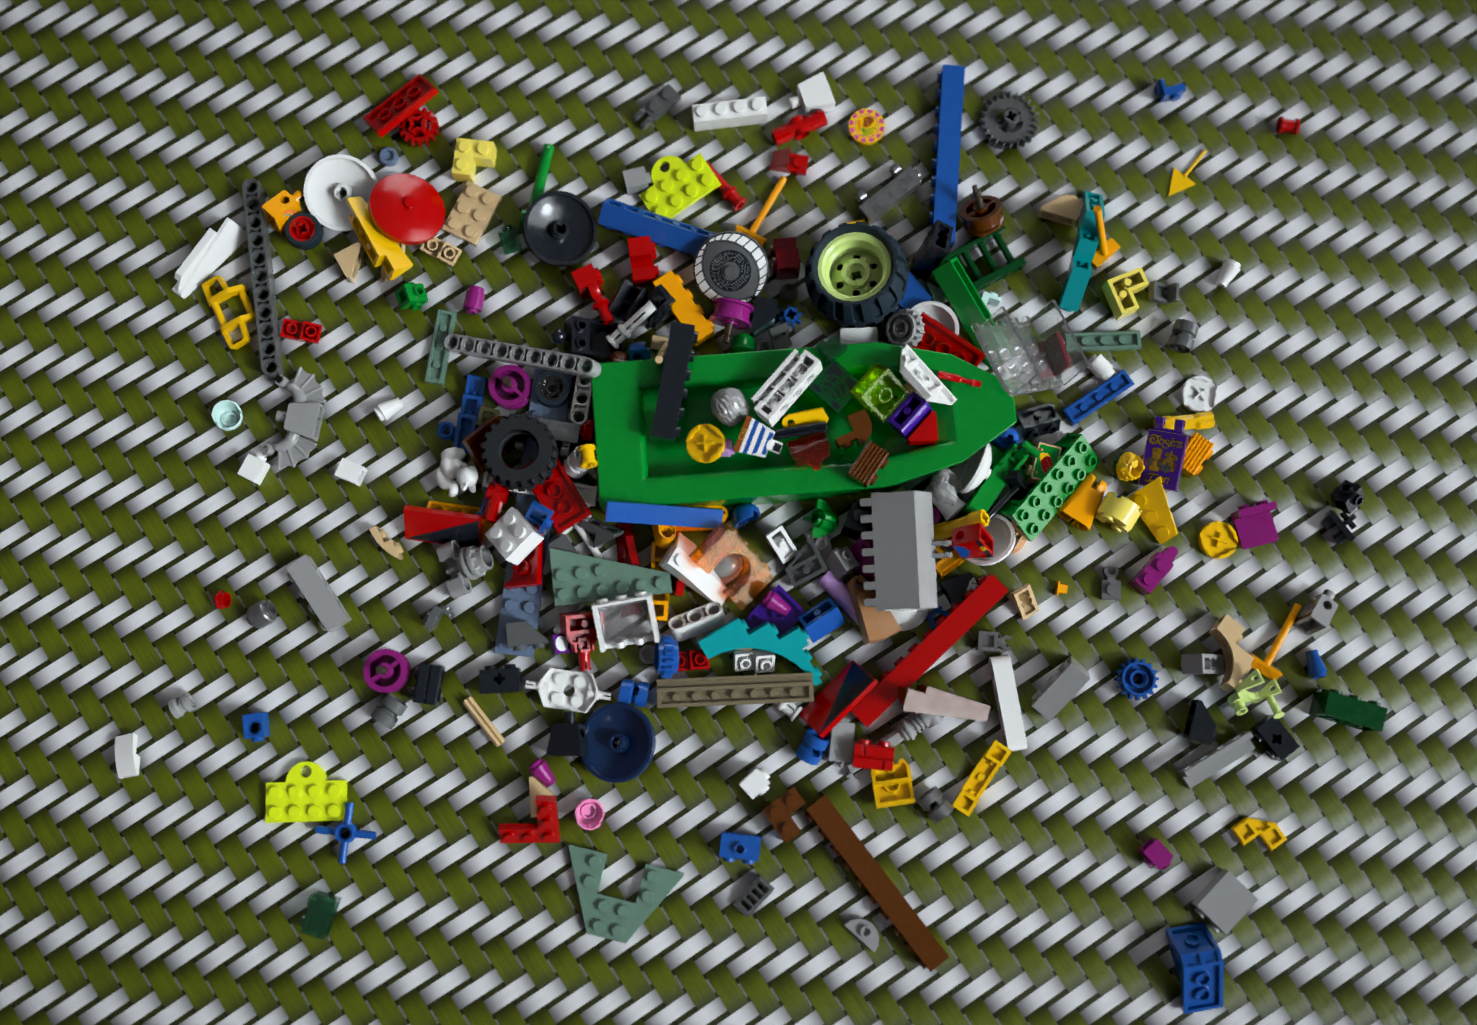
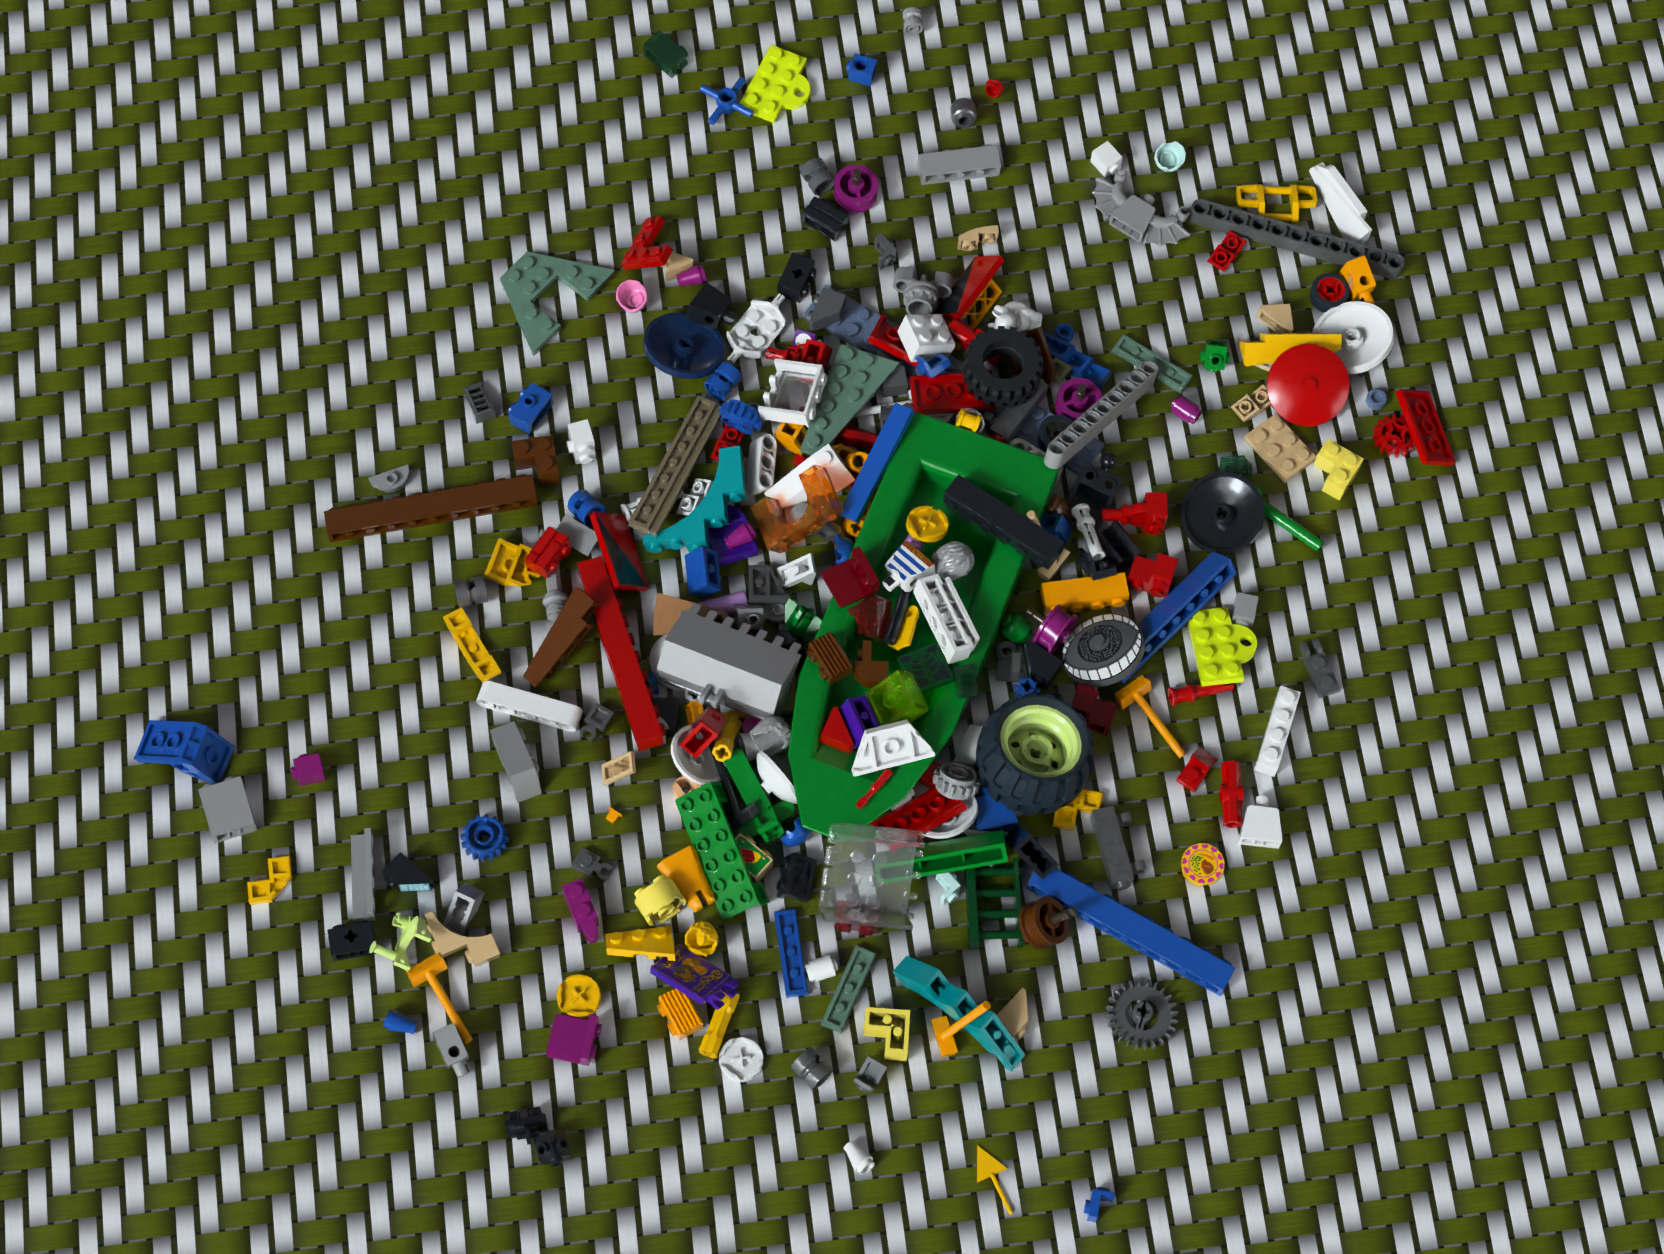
camera: 115 degrees right, 15 degrees down
(350, 472) = (1063, 235): white brick -> none
(388, 409) = (1110, 291): white cone -> none
(483, 721) = (766, 250): tan axle -> none
(788, 481) = (851, 579): none -> dark red bracket
(1348, 710) = (338, 1021): dark green brick -> none

